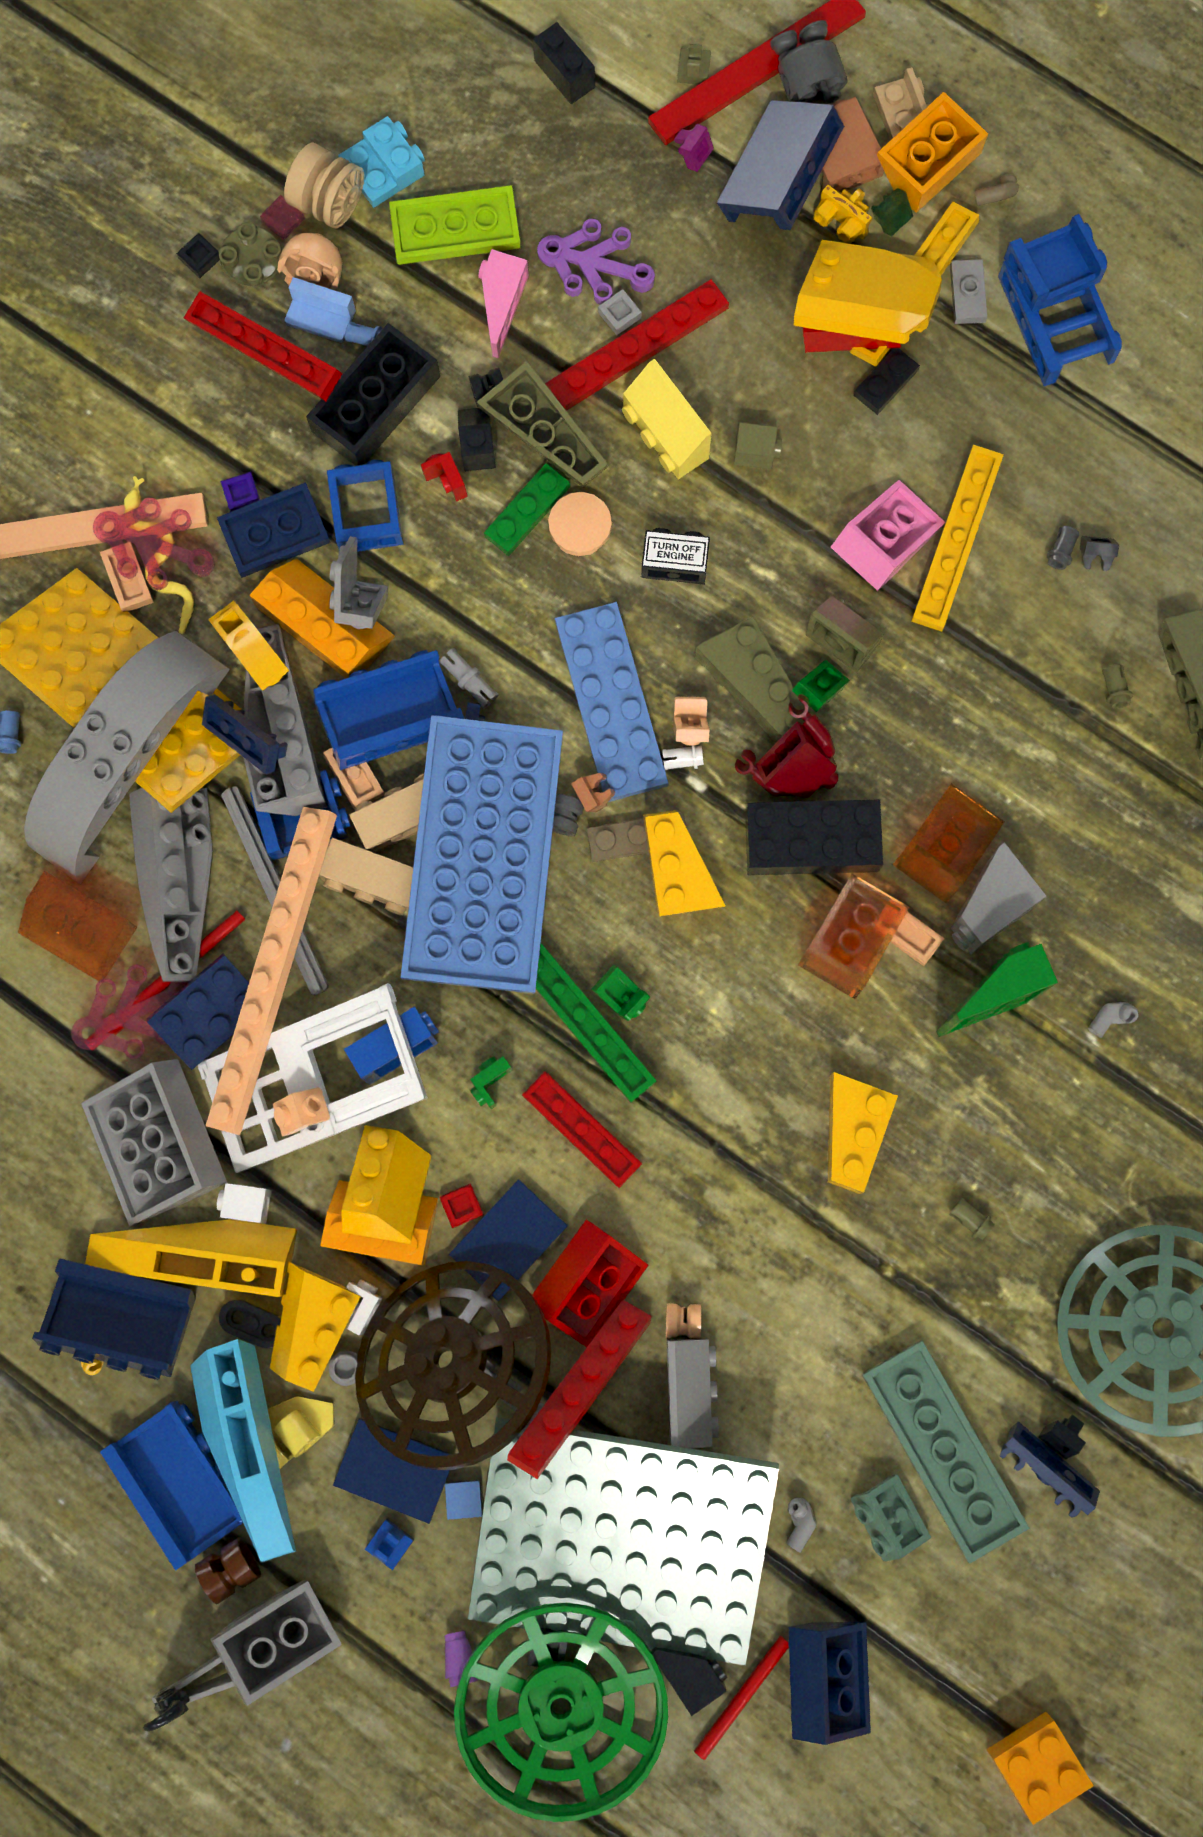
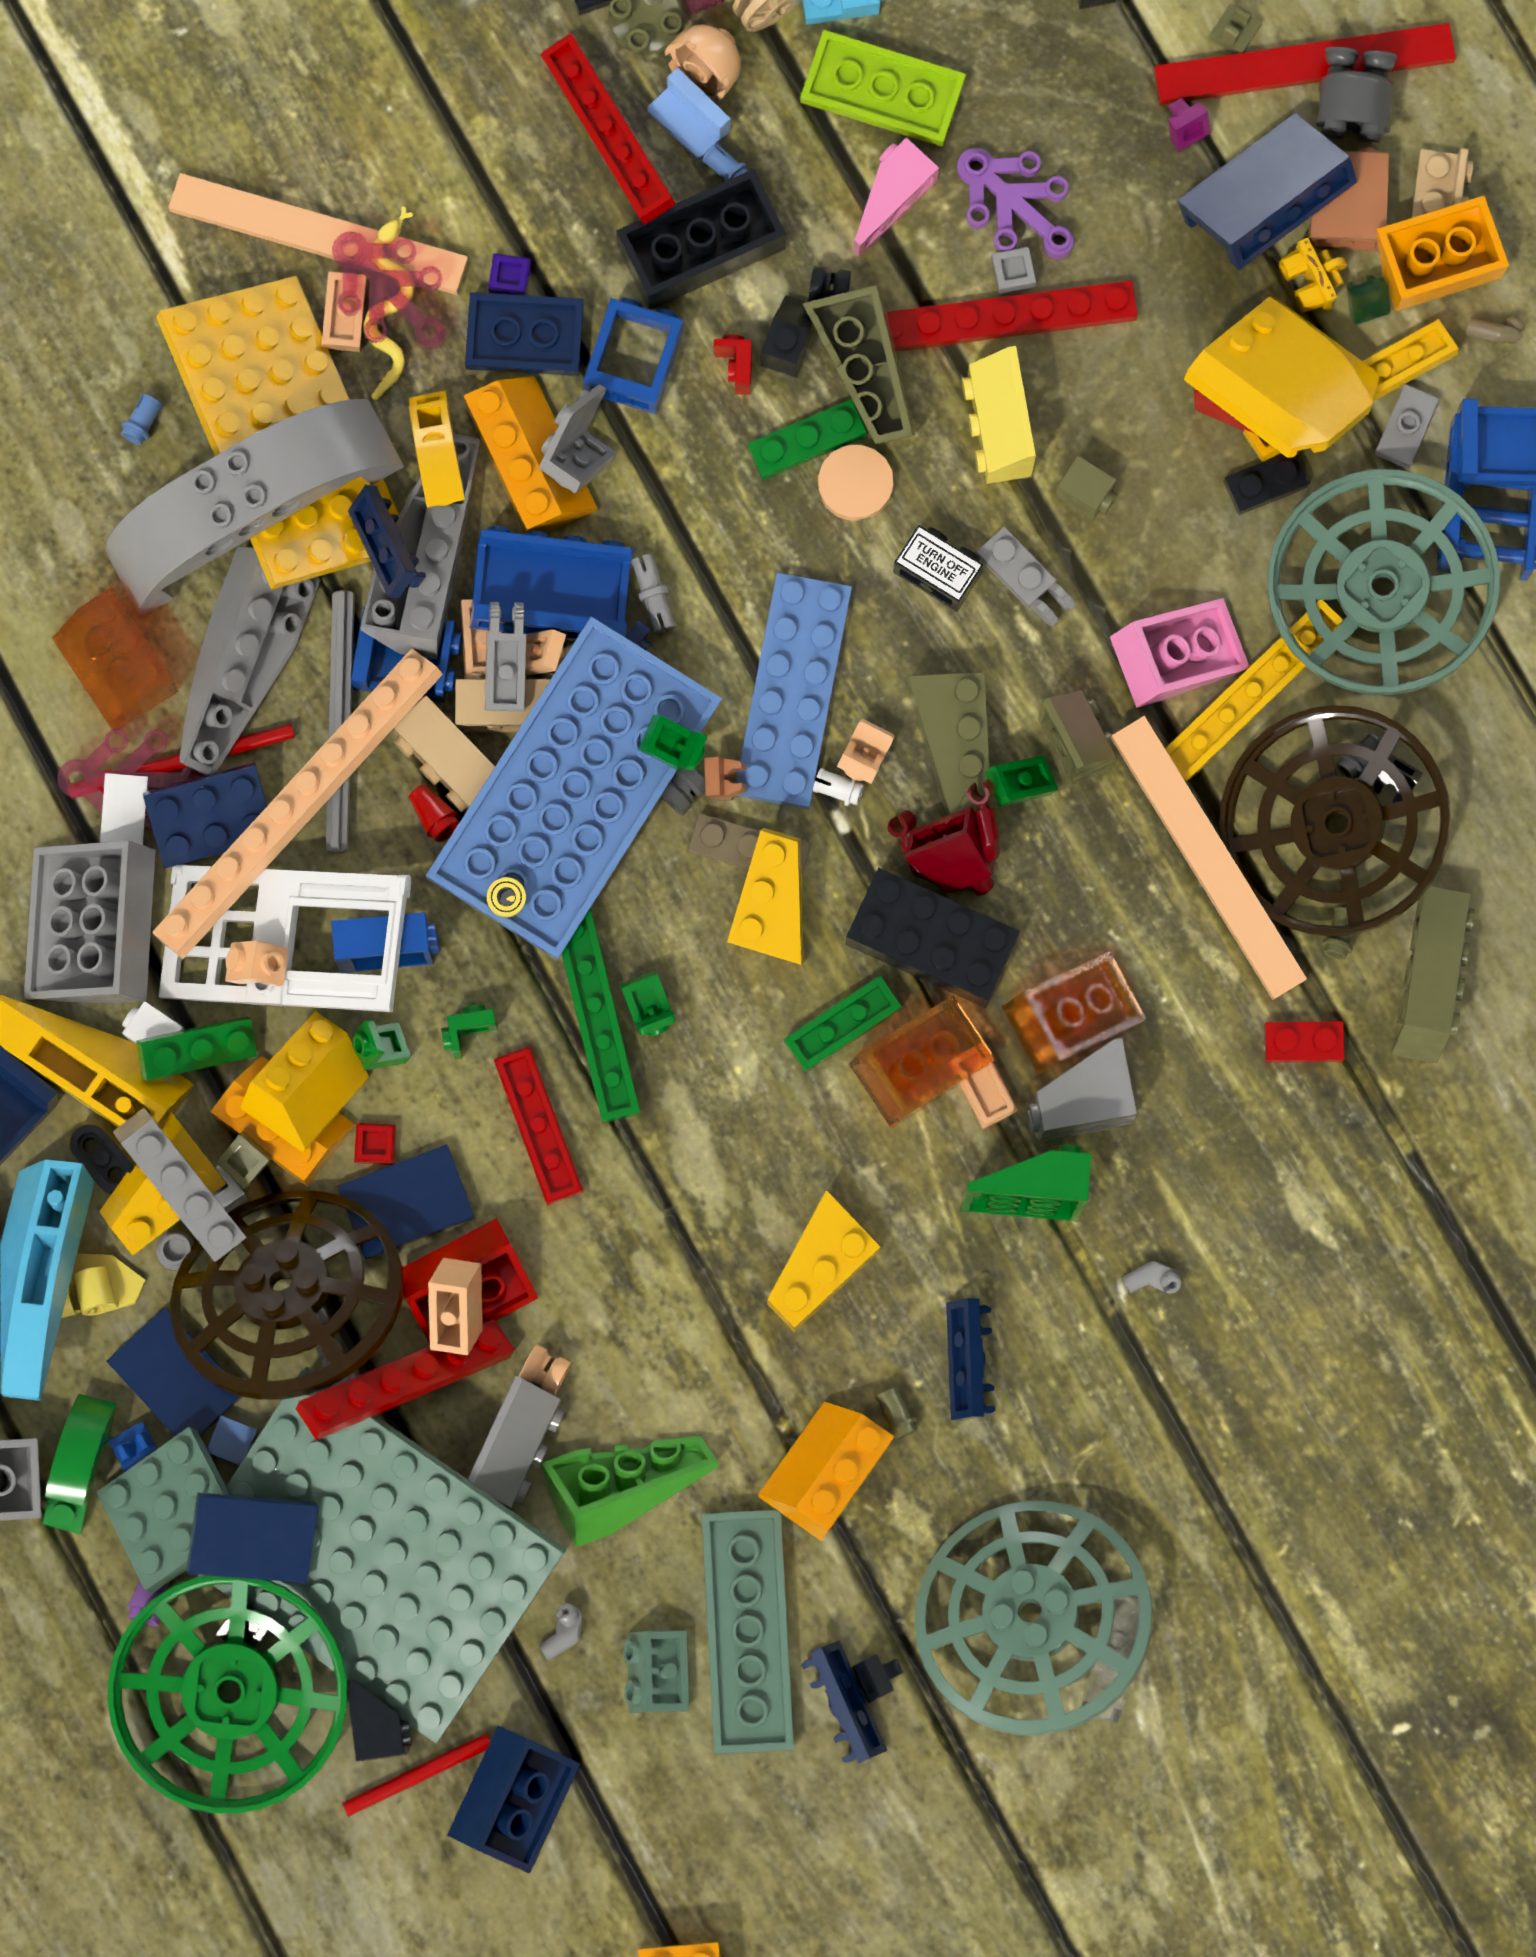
camera: 20 degrees right, 0 degrees up
(137, 1038) = (123, 808): none -> white sticker
(284, 1200) = (196, 1048): none -> green plate
(323, 1320) = (179, 1184): none -> light grey brick
(348, 1580) = (76, 1462): none -> green arch
(365, 1271) = (244, 1159): none -> olive tile
(381, 781) = (505, 662): none -> light grey hinge
(383, 926) = (434, 813): none -> red cone
(402, 764) = (544, 651): none -> light nougat plate
(428, 1127) = (380, 1045): none -> green bracket
(443, 1584) = (156, 1506): none -> sand green plate
(472, 964) = (506, 897): none -> light yellow tile
(521, 1580) = (252, 1537): none -> dark blue tile
(544, 782) = (673, 744): none -> green bracket
(592, 1308) = (455, 1306): none -> light nougat brick
(742, 533) = (1023, 574): none -> light grey hinge
(777, 936) = (842, 1024): none -> green plate
(784, 1386) = (612, 1488): none -> bright green wedge
(942, 1291) = (825, 1468): none -> light orange slope
(990, 677) = (1208, 857): none -> light nougat tile
(1005, 1151) = (967, 1359): none -> dark blue plate
(1023, 391) = (1387, 560): none -> sand green dish
(1067, 582) = (1332, 796): none -> dark brown dish
(1131, 781) = (1304, 1042): none -> red plate

